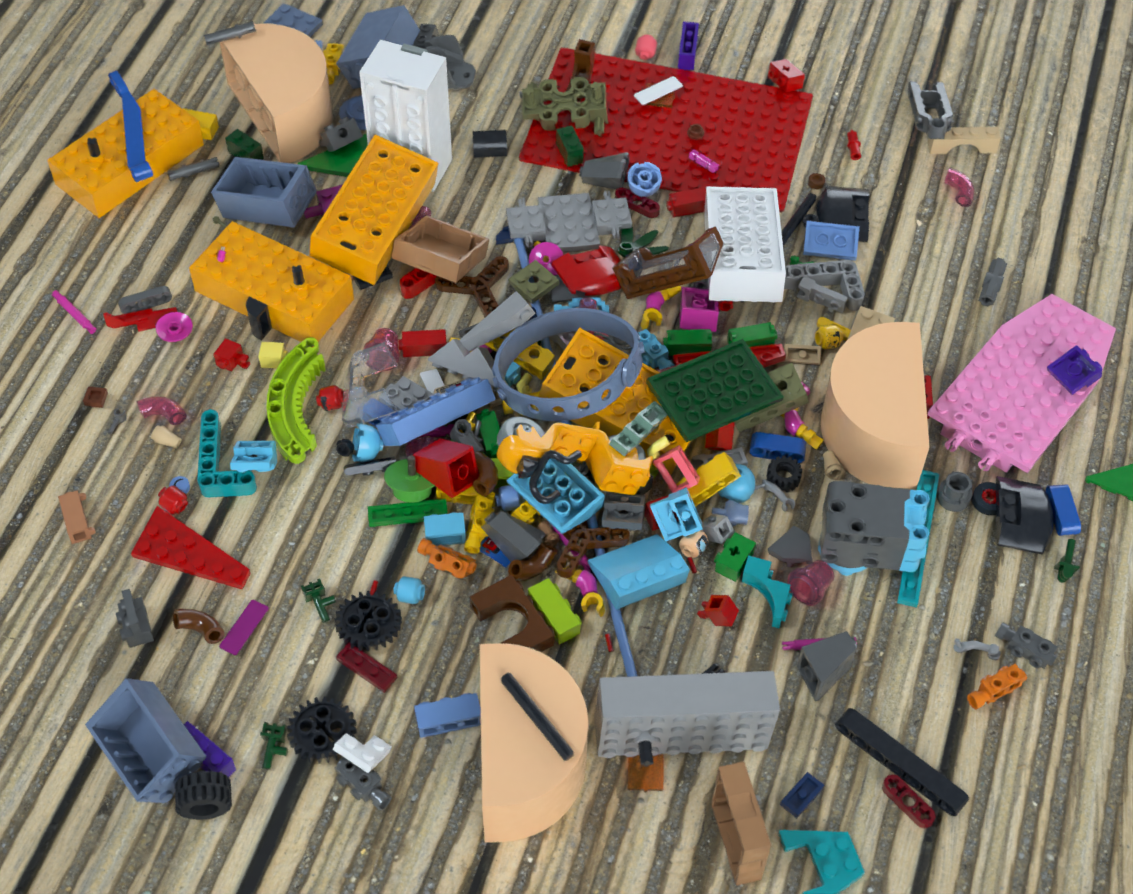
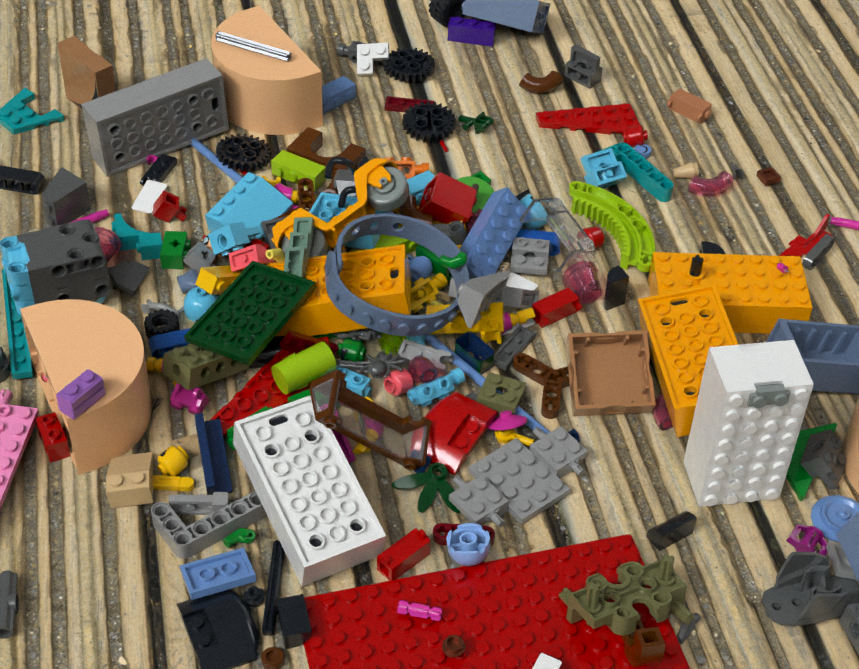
camera: 150 degrees right, 10 degrees down
(174, 327) = (770, 240): dark pink dish -> none
(229, 355) = (702, 232): red brick -> none
(243, 627) = (511, 97): magenta piece -> none
(271, 354) = (671, 245): light yellow brick -> none
(271, 739) = (437, 51): dark green arm -> none
(363, 326) = (615, 288): none -> black brick
(409, 590) = (414, 144): medium azure head -> none
(506, 350) = (455, 262): none -> green arm
(569, 146) = (580, 551): dark green brick -> none
(606, 171) = (516, 539): dark grey slope -> none
(611, 651) = (243, 152): none -> black gear
(681, 349) = (301, 368): none -> lime piece
(728, 651) = (148, 196): none -> white sticker
(792, 190) = (293, 620): none -> black brick
(795, 326) = (213, 455): none -> dark blue panel
(802, 795) = (54, 136): dark blue plate -> none
(904, 324) = (80, 394): none -> medium lavender brick

